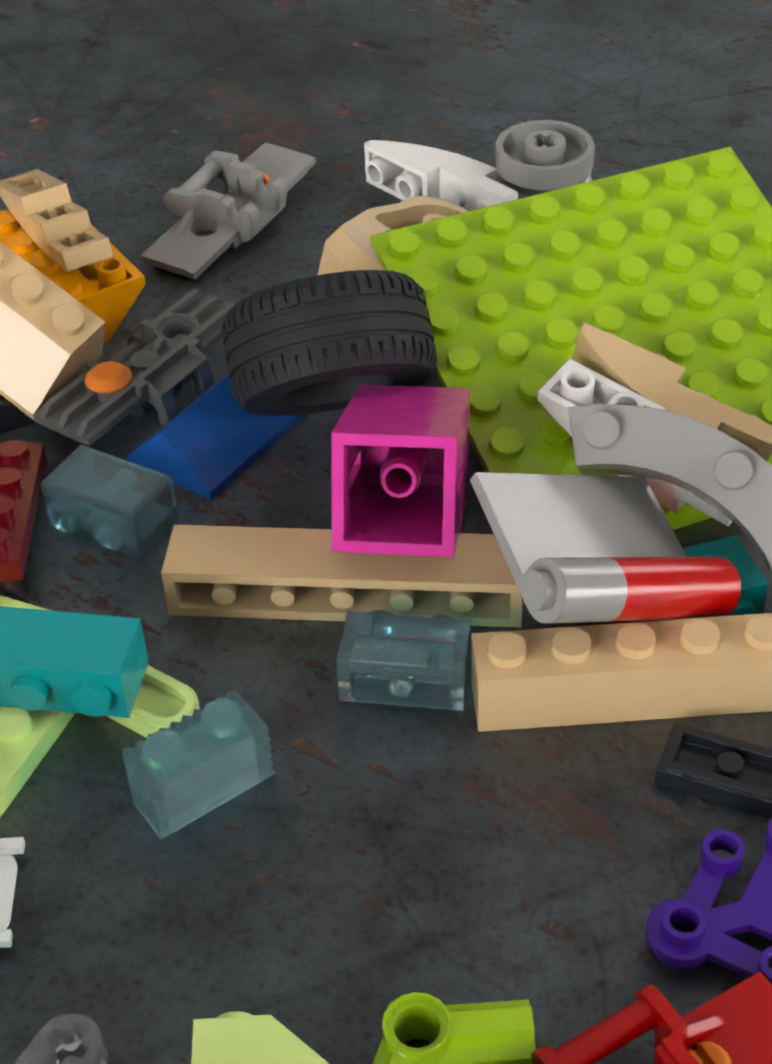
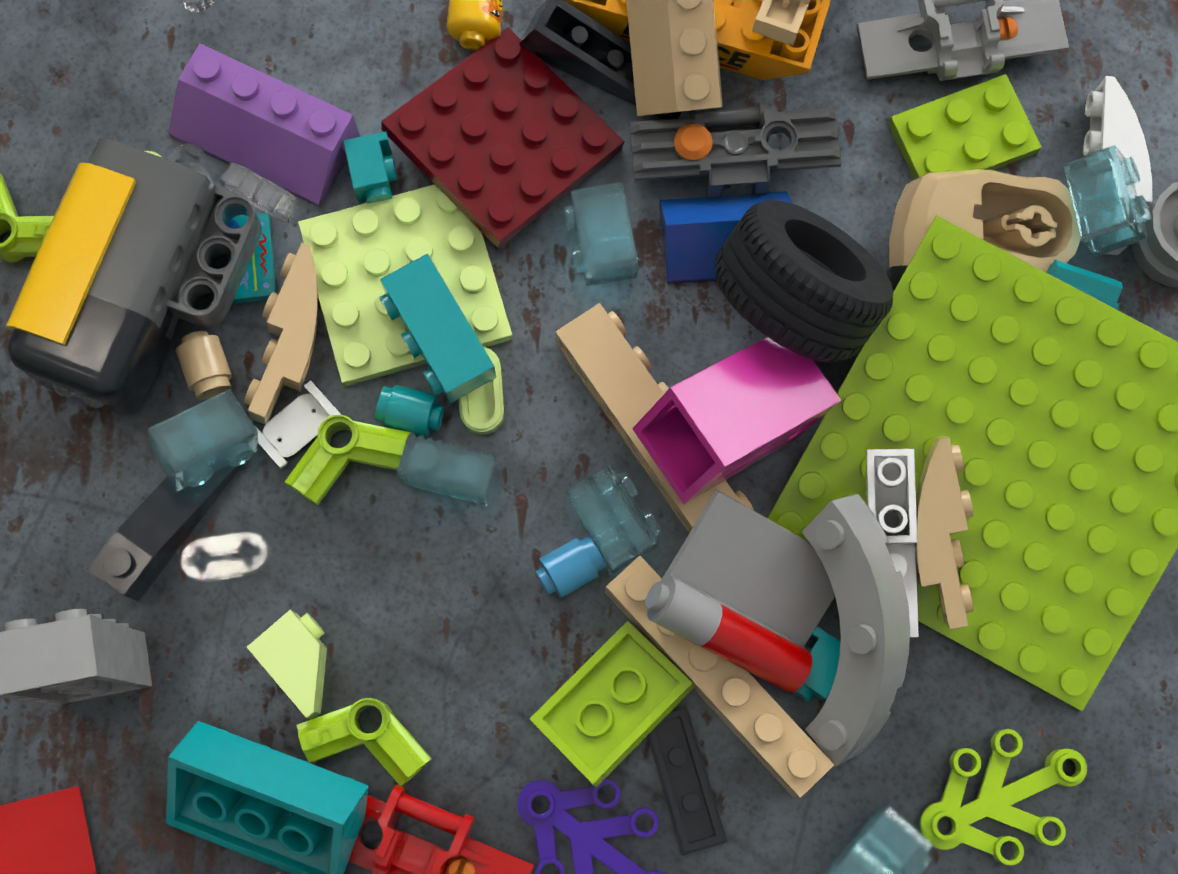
camera: 45 degrees right, 35 degrees up
(53, 850) = (324, 464): none -> lime piece
(89, 763) = (409, 410): none -> teal brick
(296, 245) = (966, 131): none -> lime plate
(421, 727) = (570, 567): none -> dark azure brick
(468, 173) = (1107, 200): none -> clear light blue brick
(616, 781) = (612, 703): none -> lime plate

